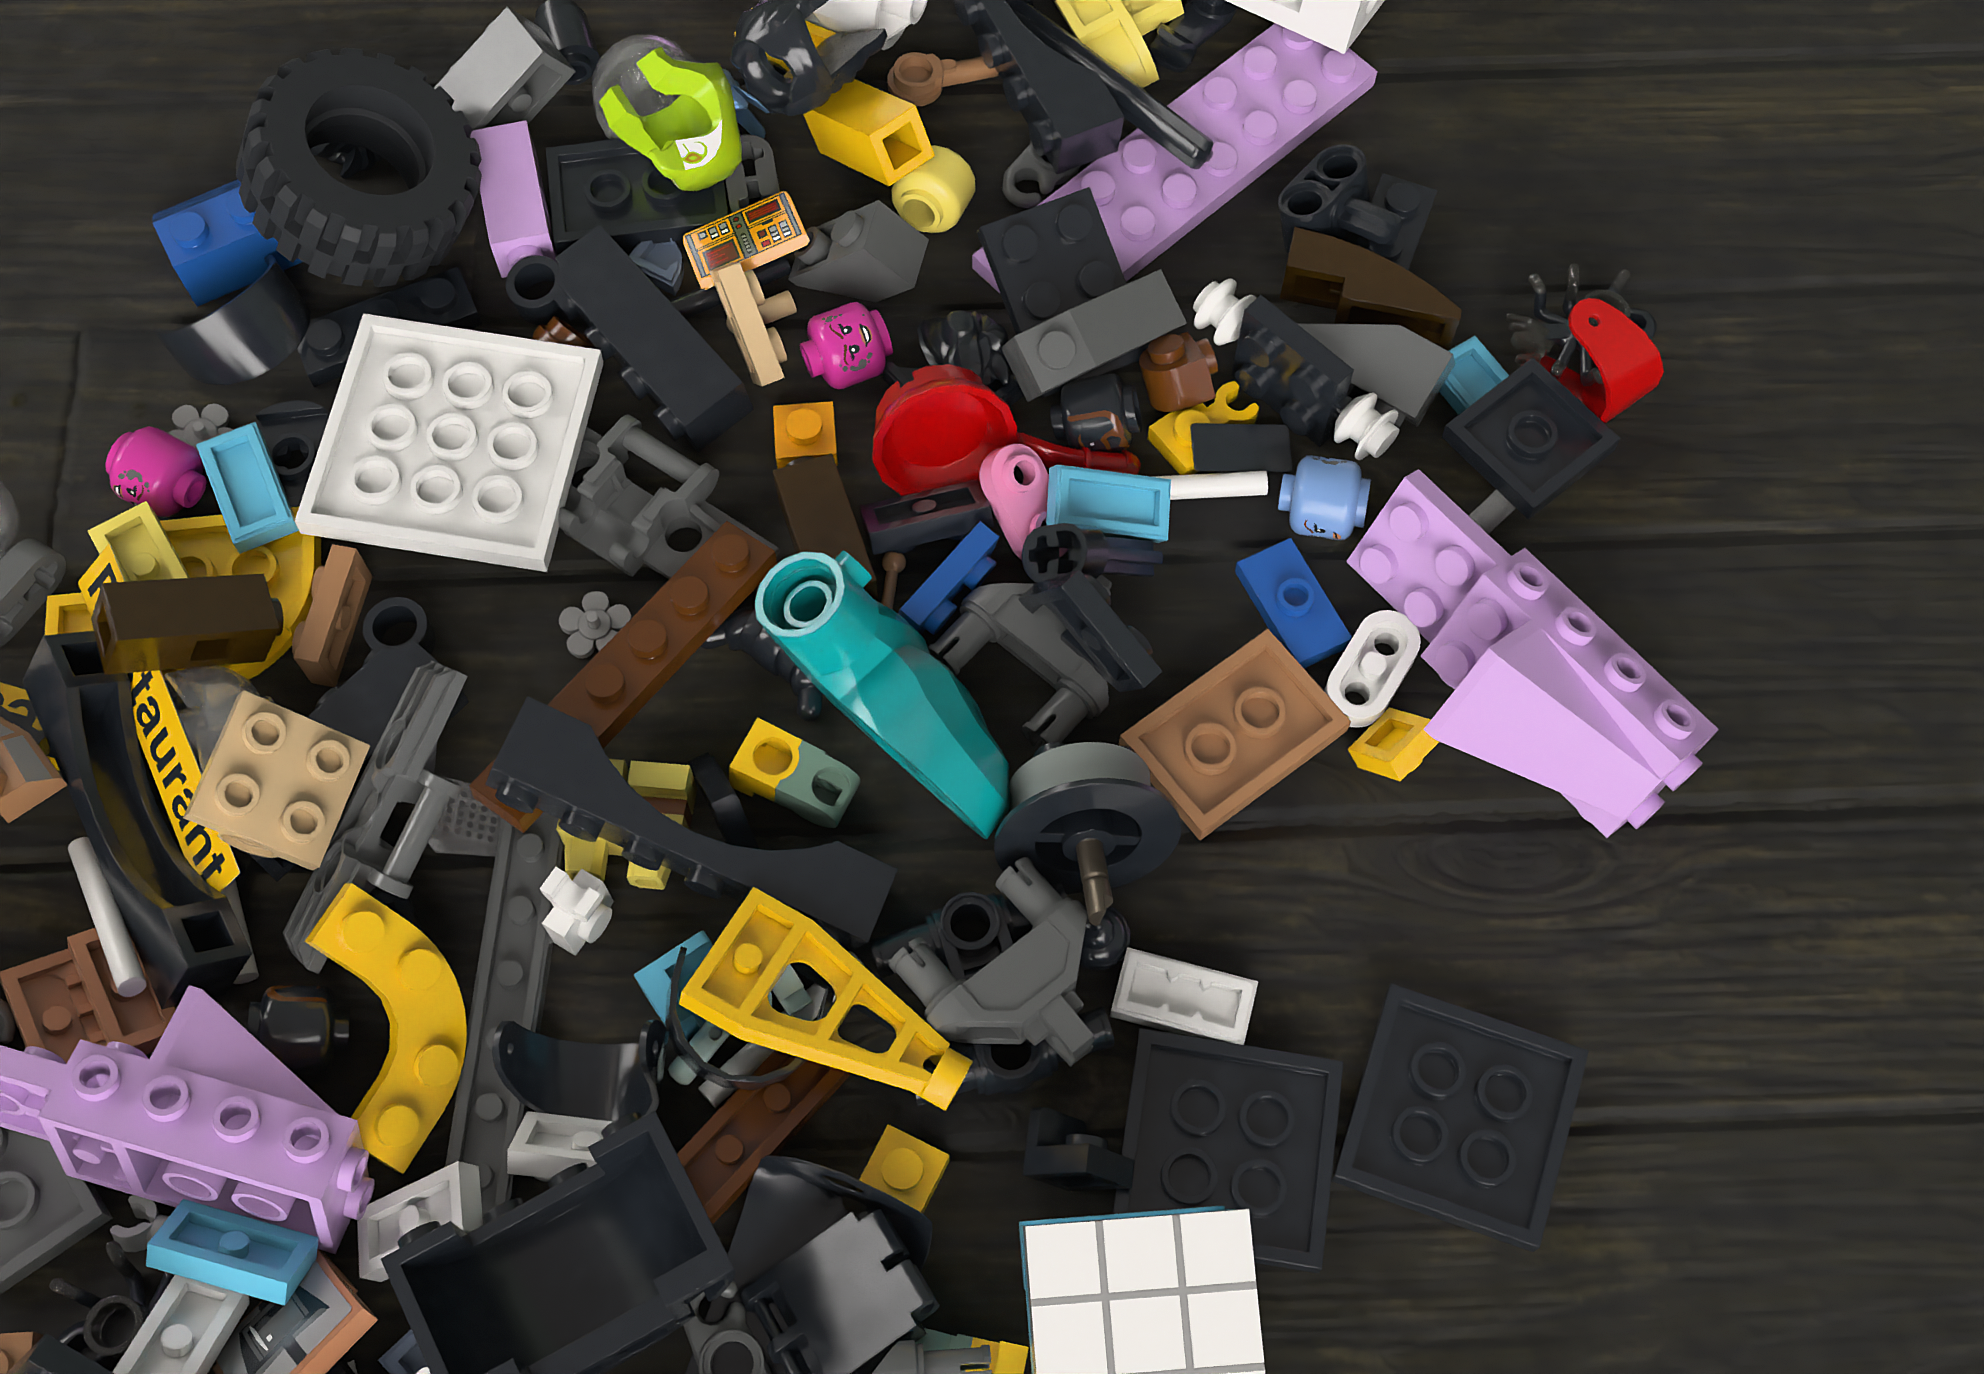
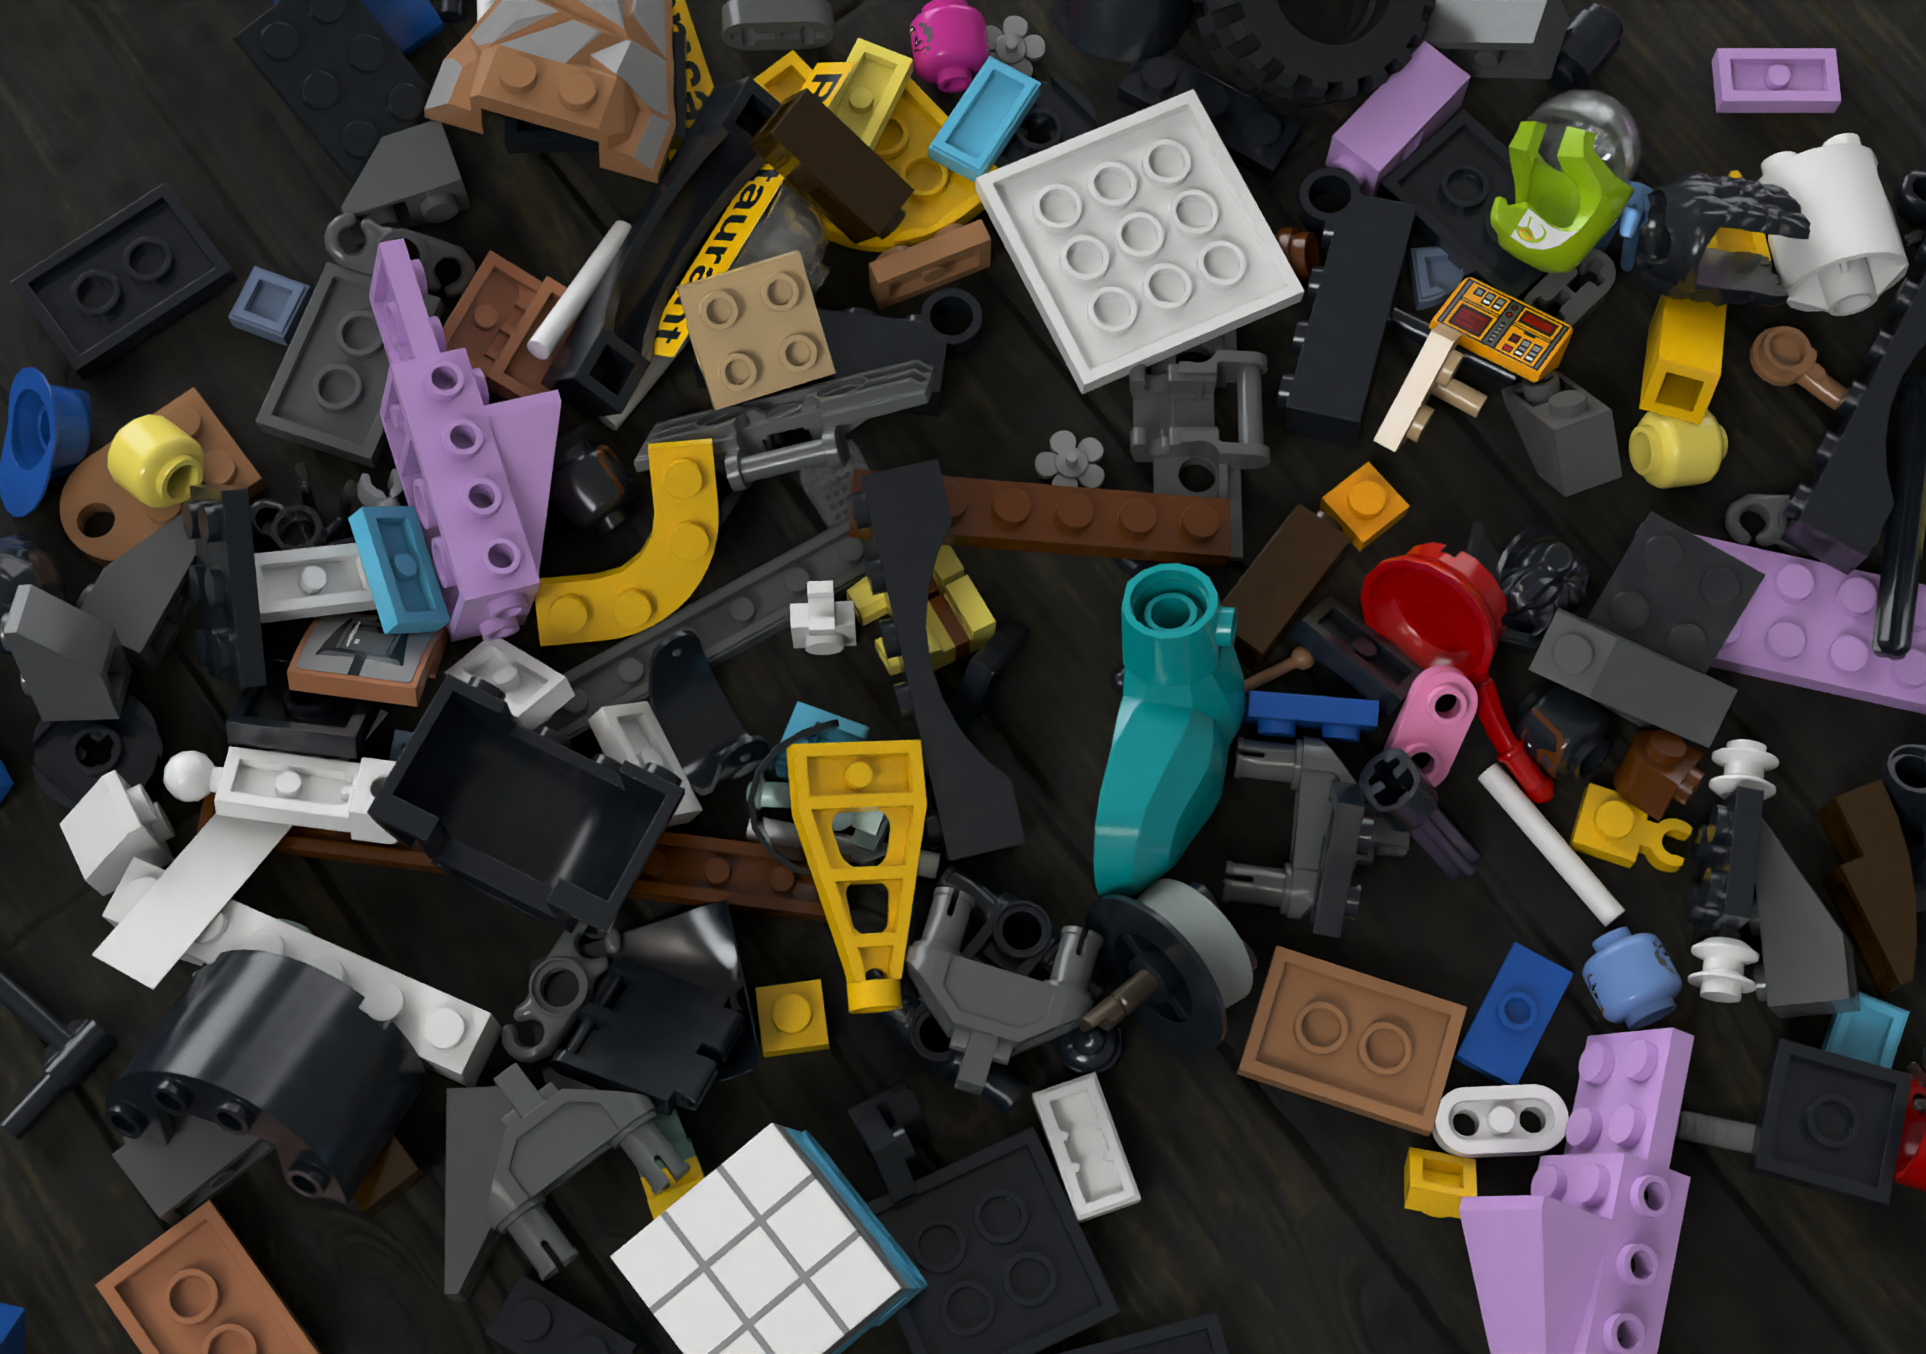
camera: 55 degrees right, 5 degrees up
(793, 775) = (1052, 707): leg -> none
(846, 345) = (1467, 480): dark pink head -> none
(1111, 501) = (1481, 796): medium azure tile -> none
(1241, 447) = (1629, 875): black sticker -> none

